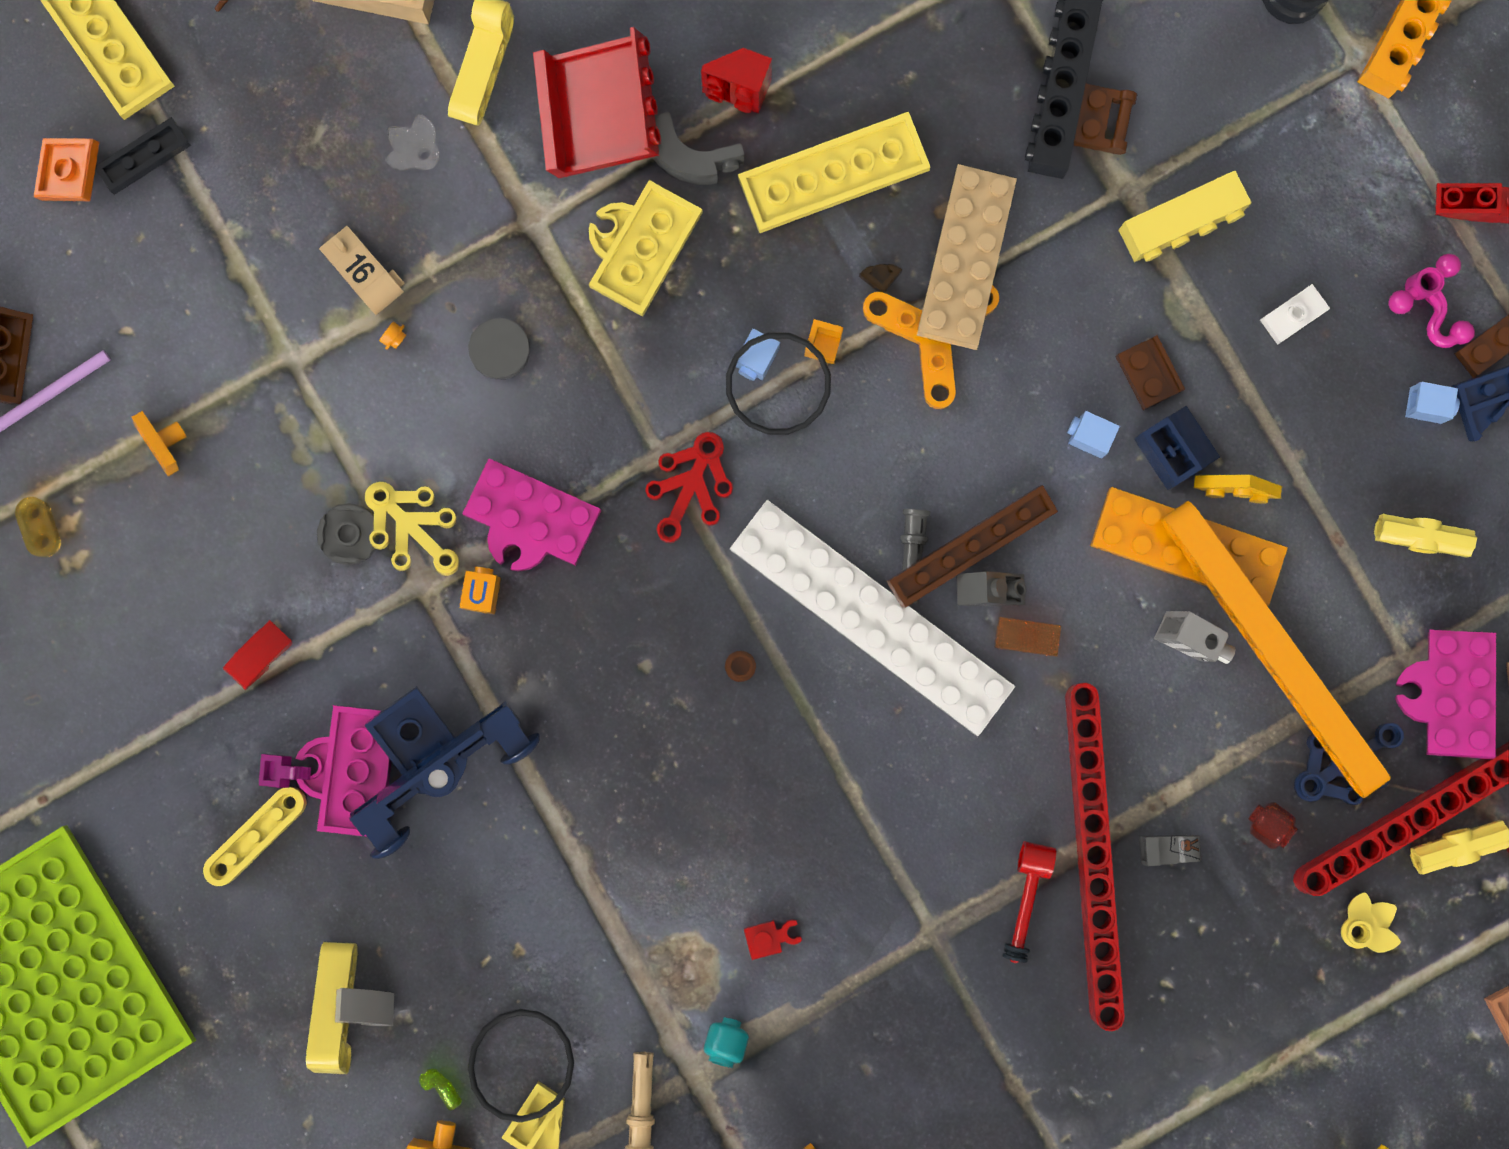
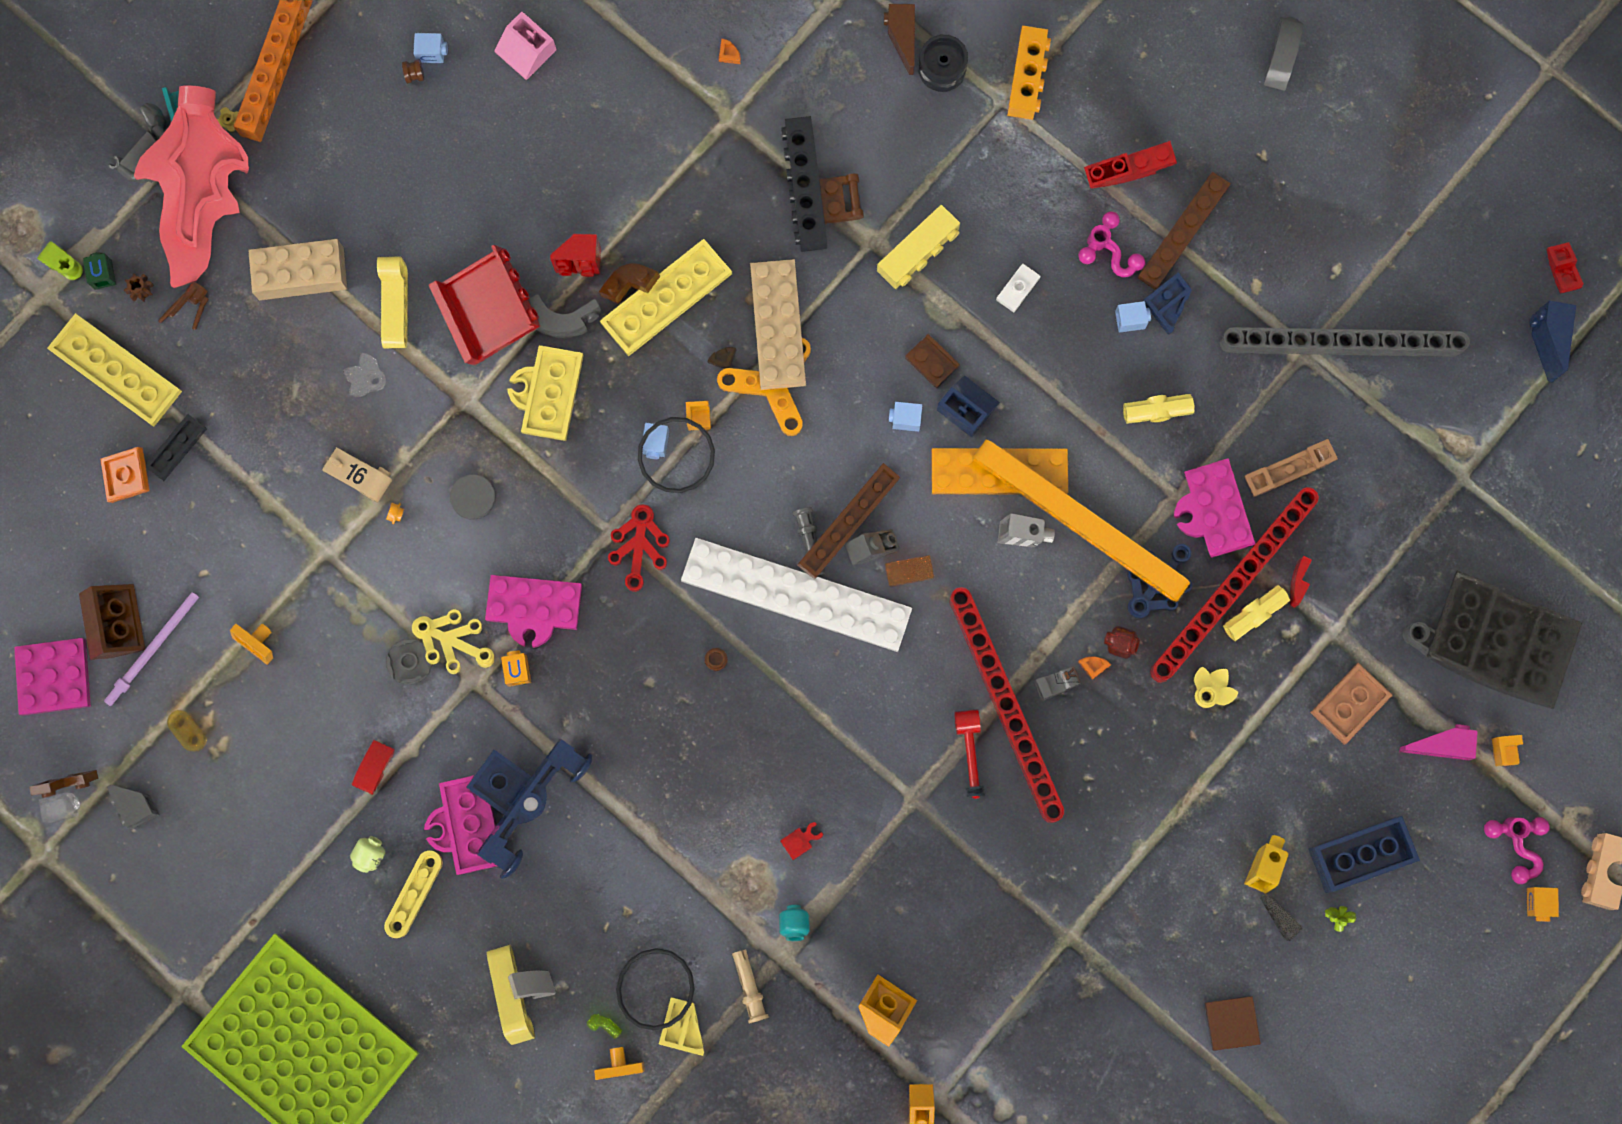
camera: 15 degrees left, 5 degrees down
(213, 765) = (367, 854): none -> yellowish green head
(277, 771) = (414, 842): magenta plate -> none
(792, 128) = (628, 276): none -> reddish brown plate
(1224, 842) = (1094, 665): none -> orange tile
(1241, 486) = (1018, 417): yellow plate -> none

